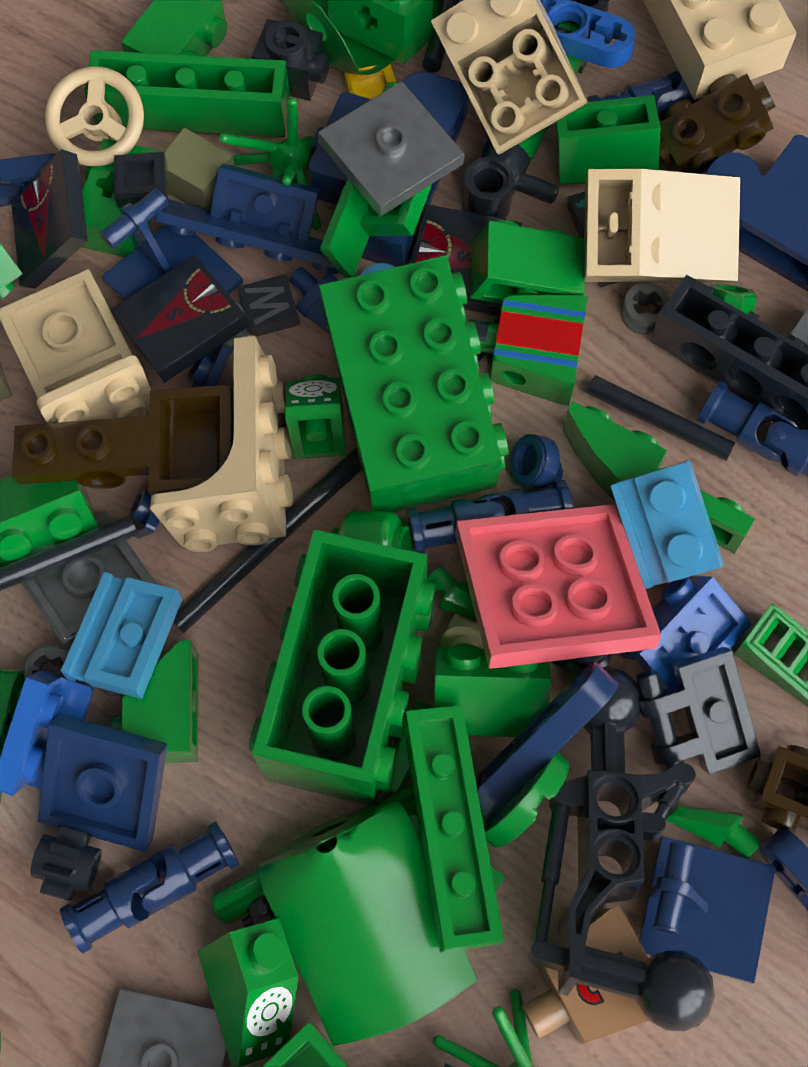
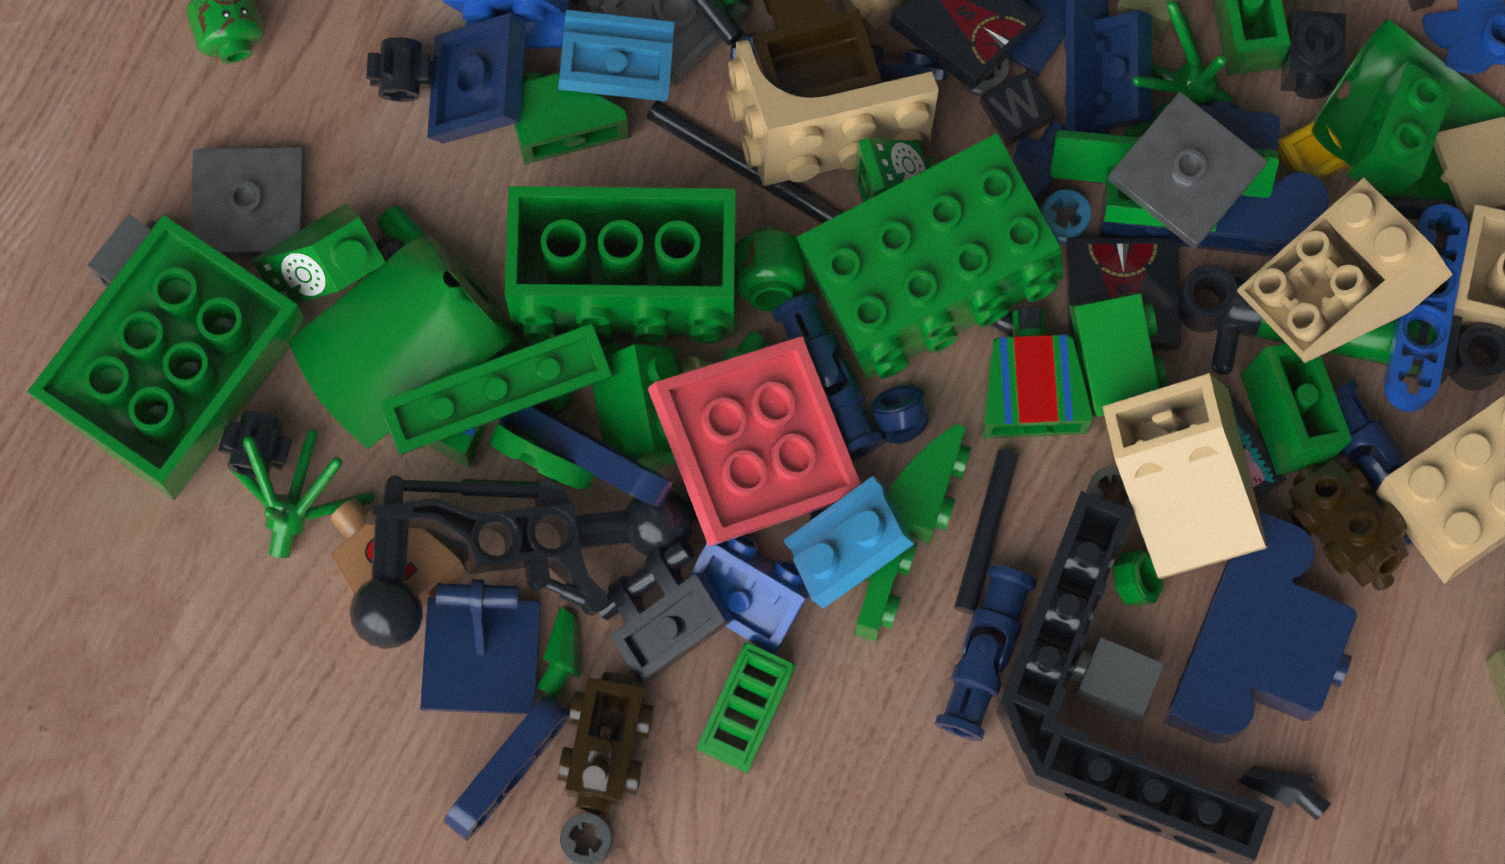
camera: 75 degrees right, 5 degrees up
(120, 904) = (396, 149): dark blue piece -> none

